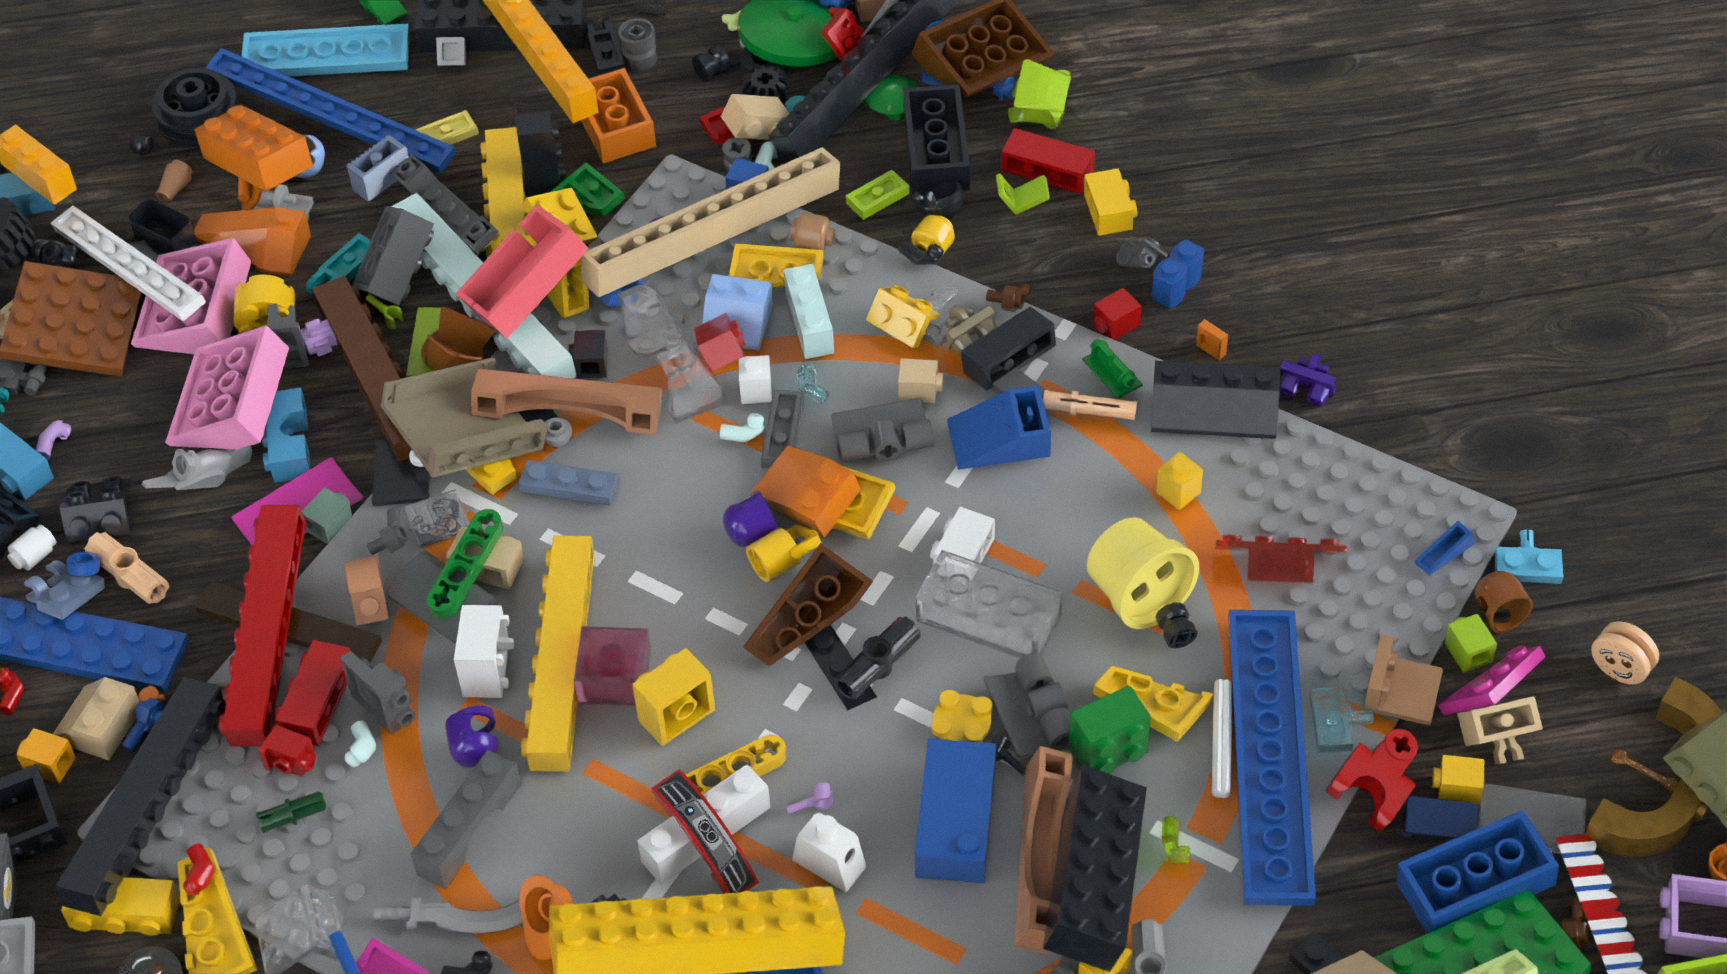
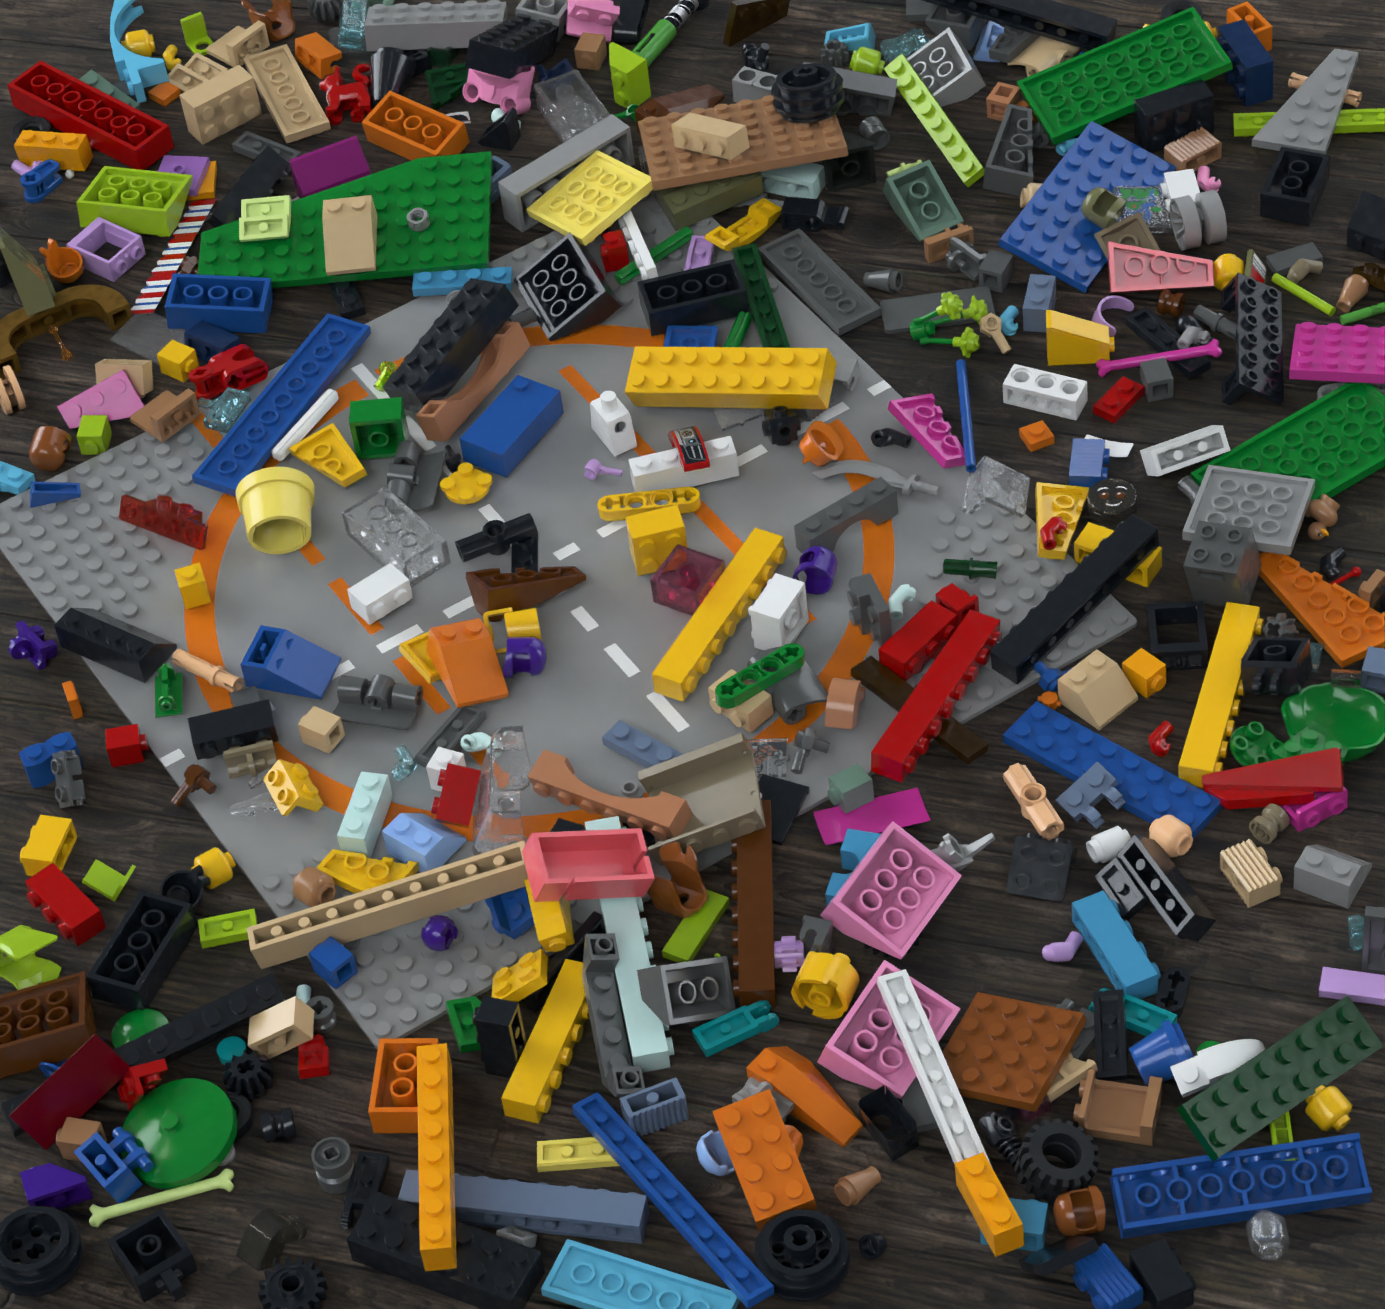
camera: 150 degrees left, 5 degrees down
(83, 564) = (1068, 803): blue tile -> none
(441, 77) = (543, 1207): none -> sand blue brick
(921, 257) = (235, 845): black arm -> none

